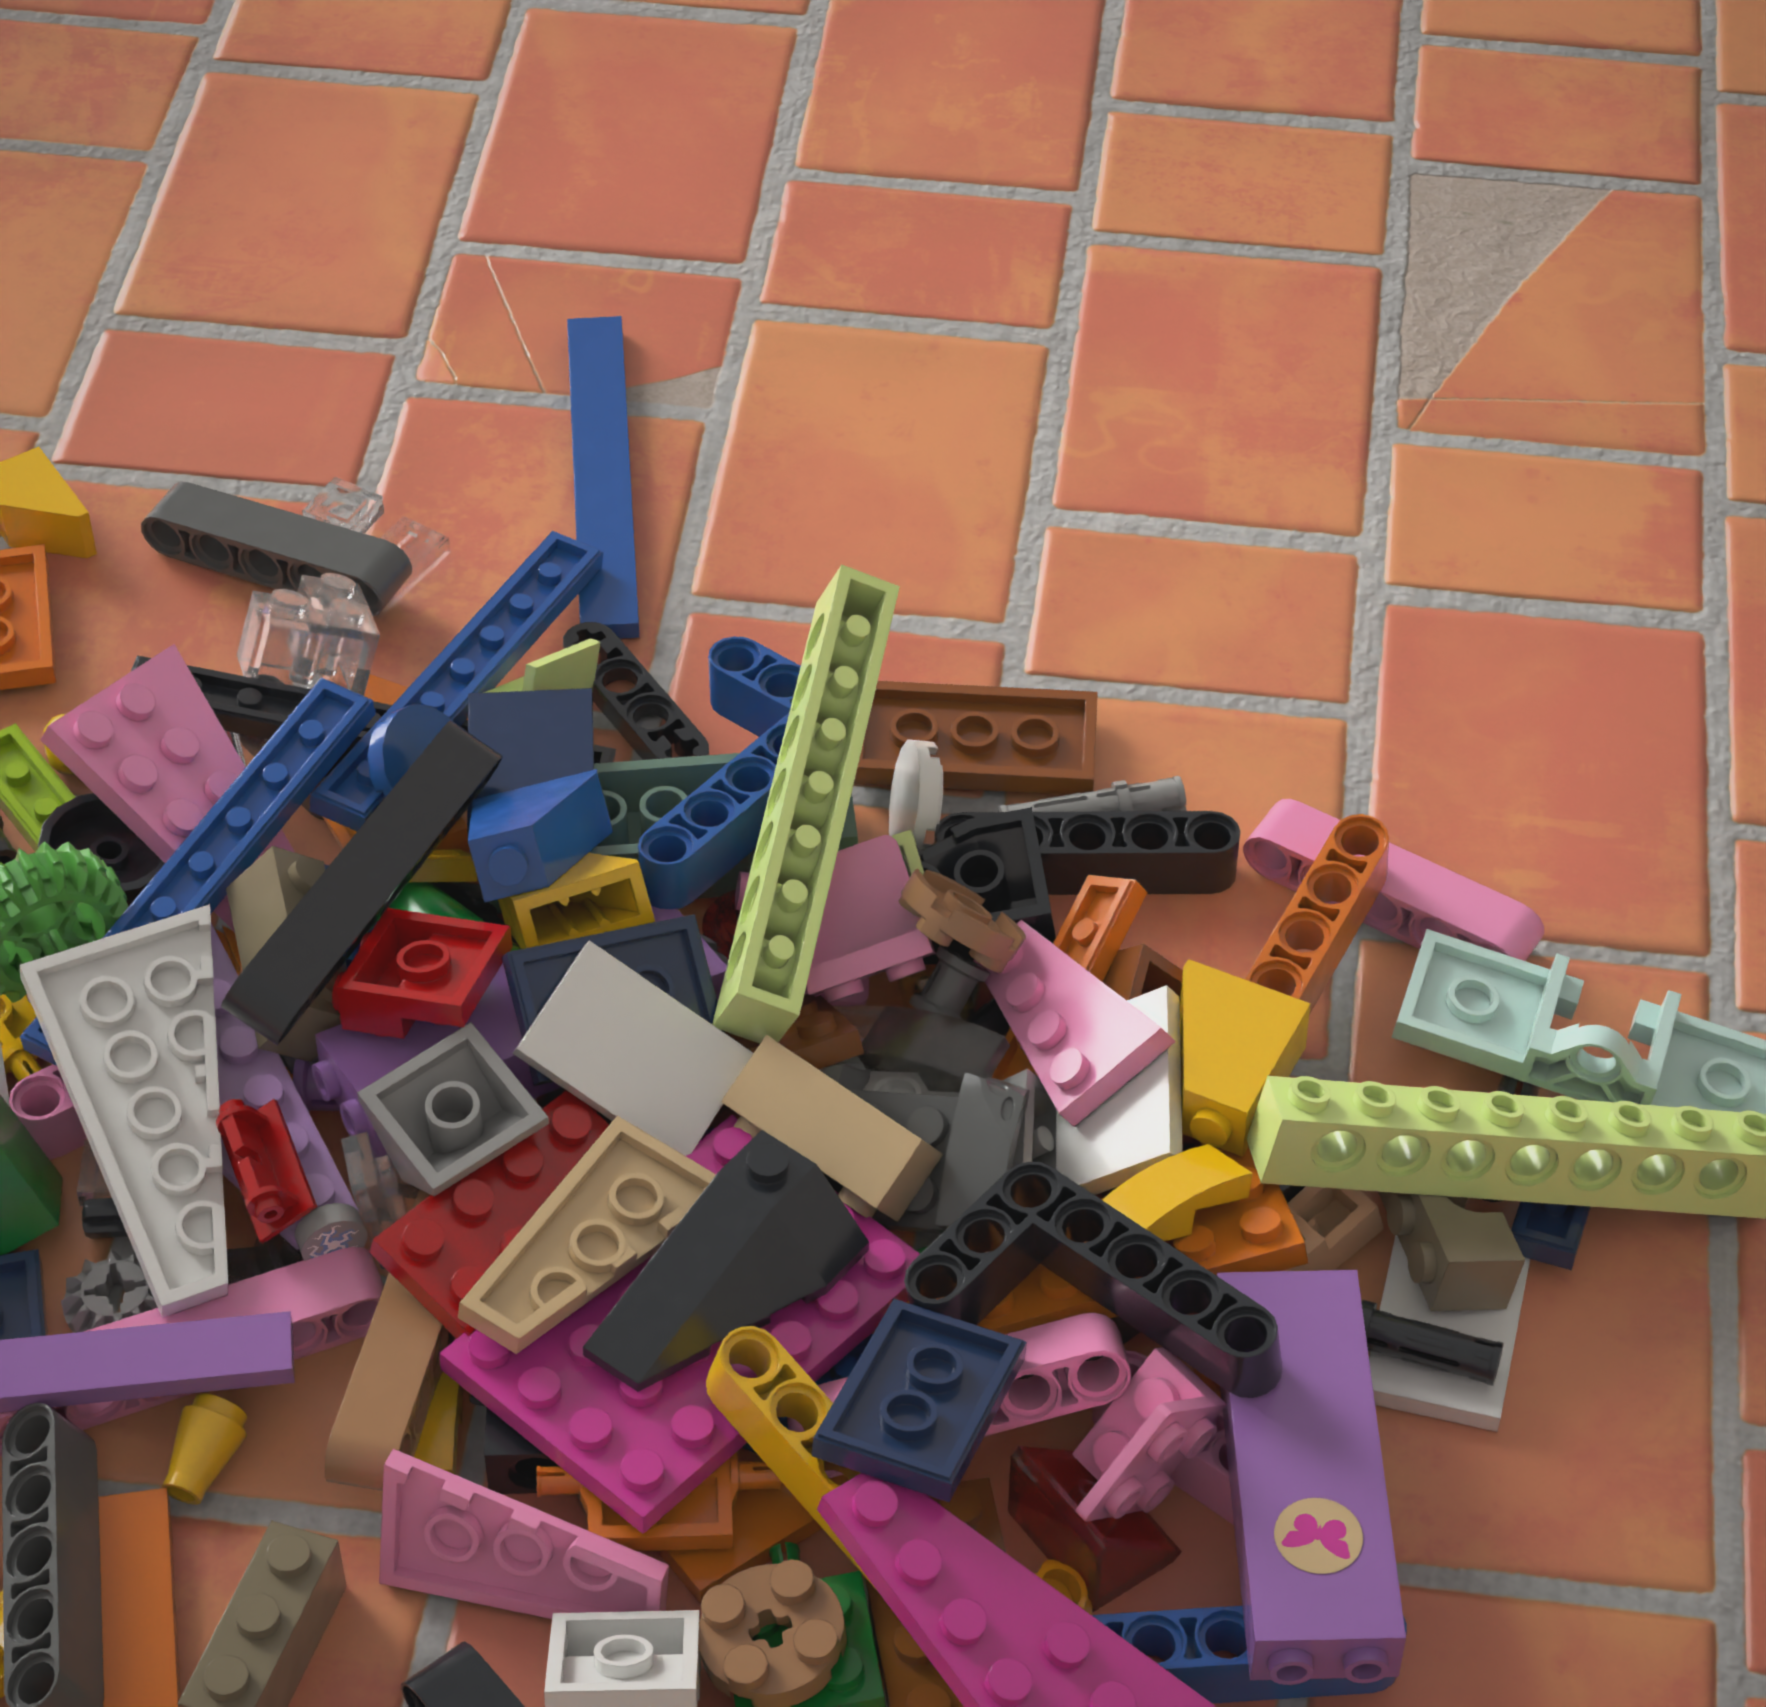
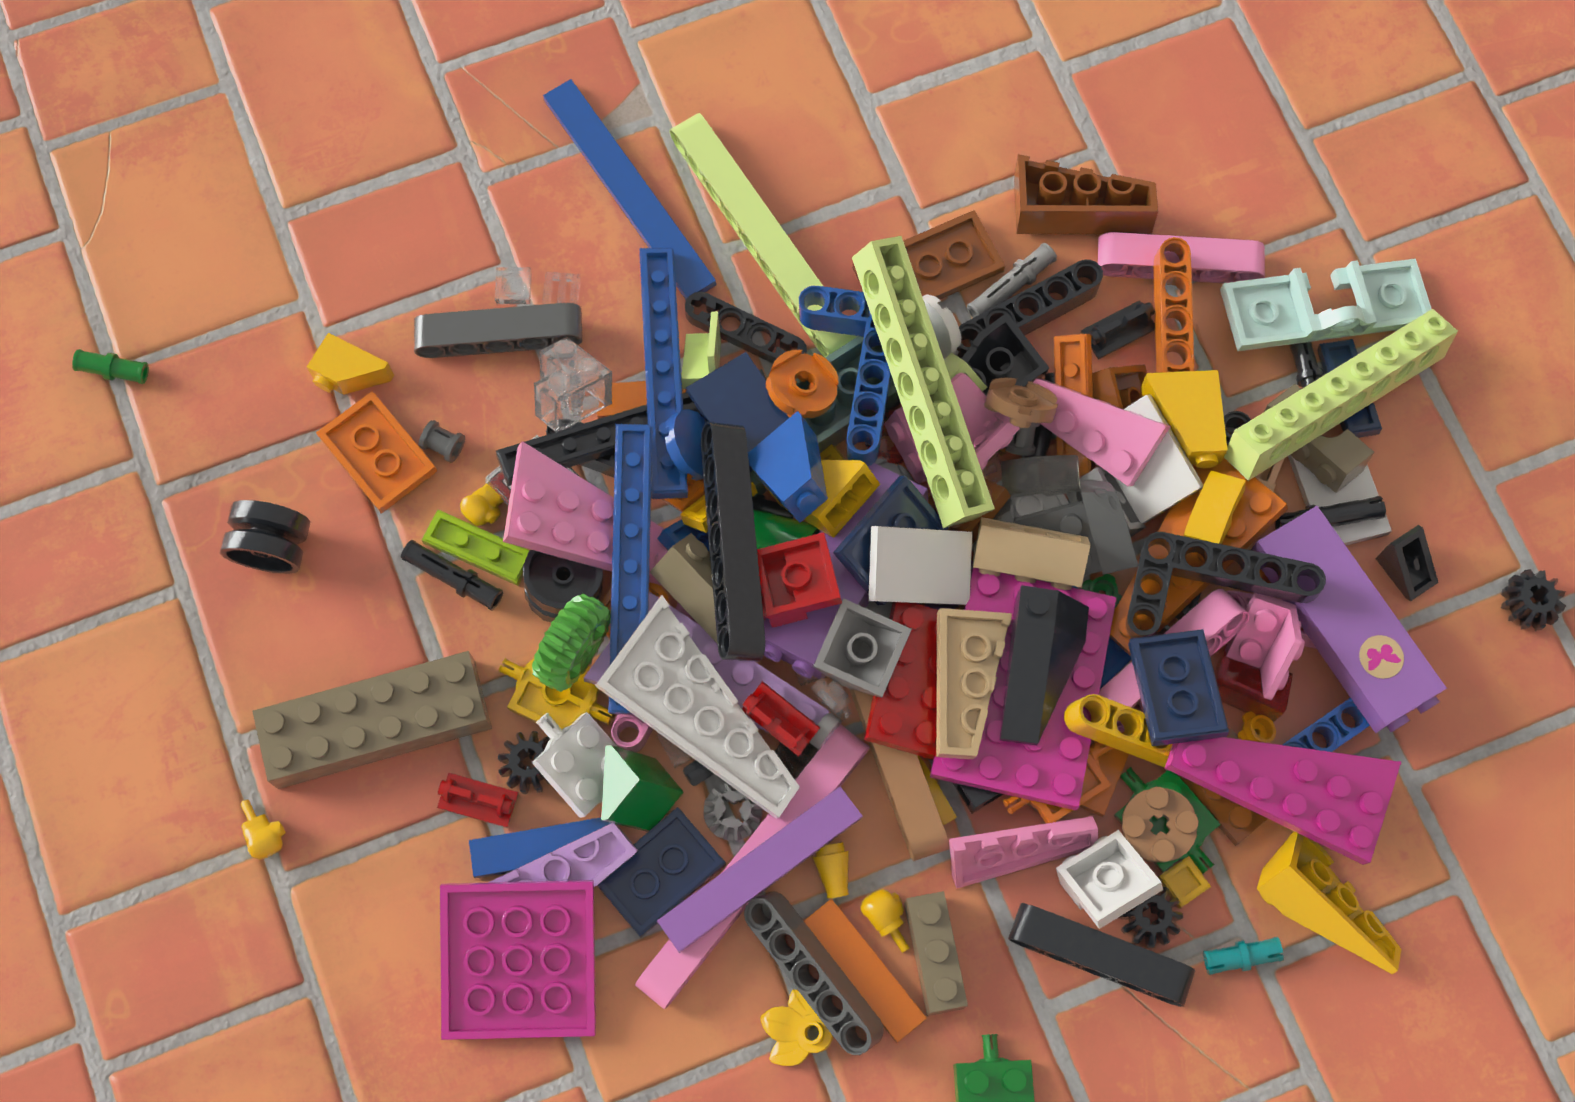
camera: 30 degrees left, 25 degrees up
(84, 637) = (441, 441): none -> dark grey bush
(226, 1549) = (884, 913): none -> yellow piece
(641, 785) = (791, 398): none -> orange plate
(746, 539) = (751, 221): none -> yellowish green beam
(1216, 941) = (1121, 328): none -> black hinge
(1269, 744) = (1080, 201): none -> dark orange wedge
(1497, 1469) = (1409, 563): none -> black slope
(1693, 1634) = (1547, 599): none -> black gear

